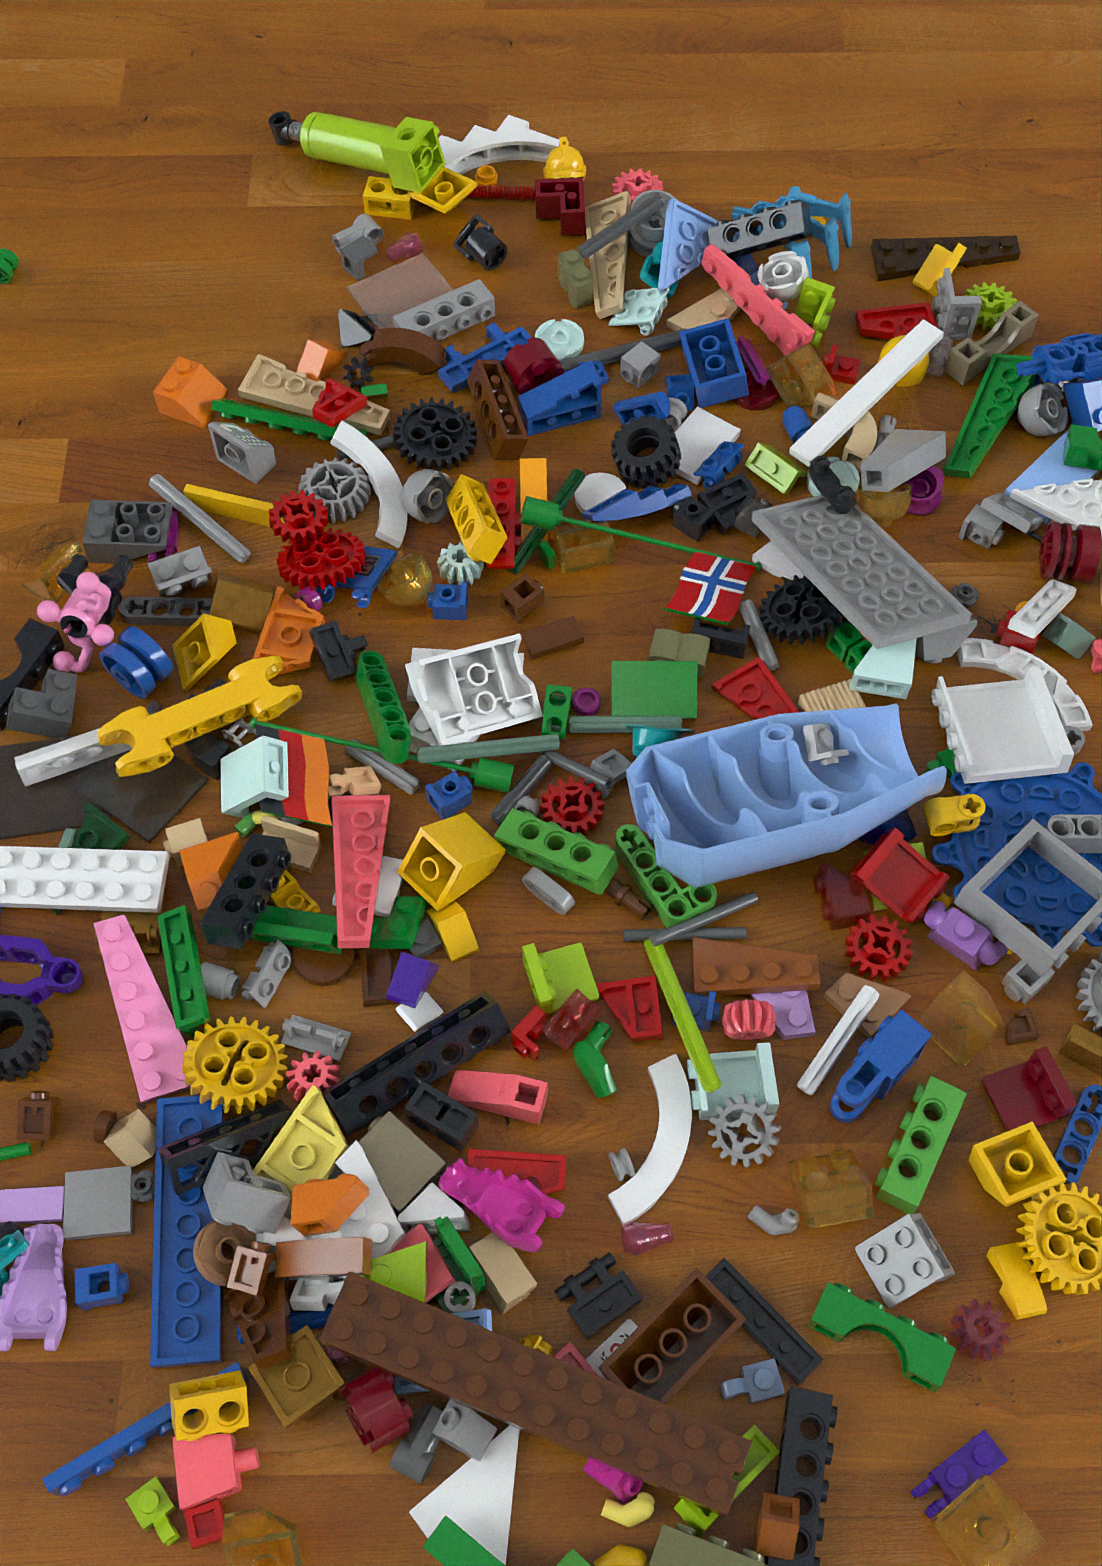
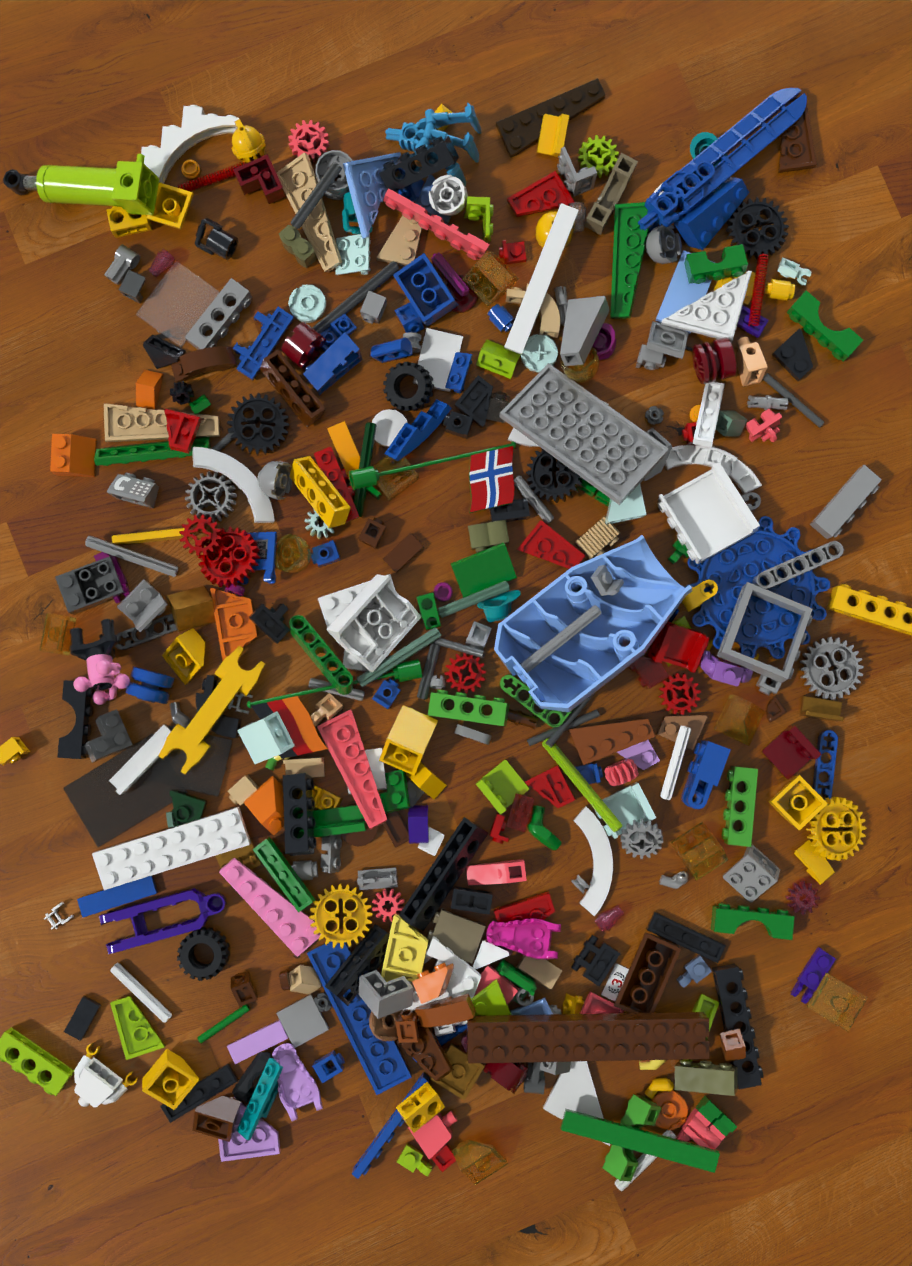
camera: 20 degrees left, 25 degrees up
(731, 792) = (561, 638): none -> light grey axle
(829, 485) = (542, 368): black piece -> none

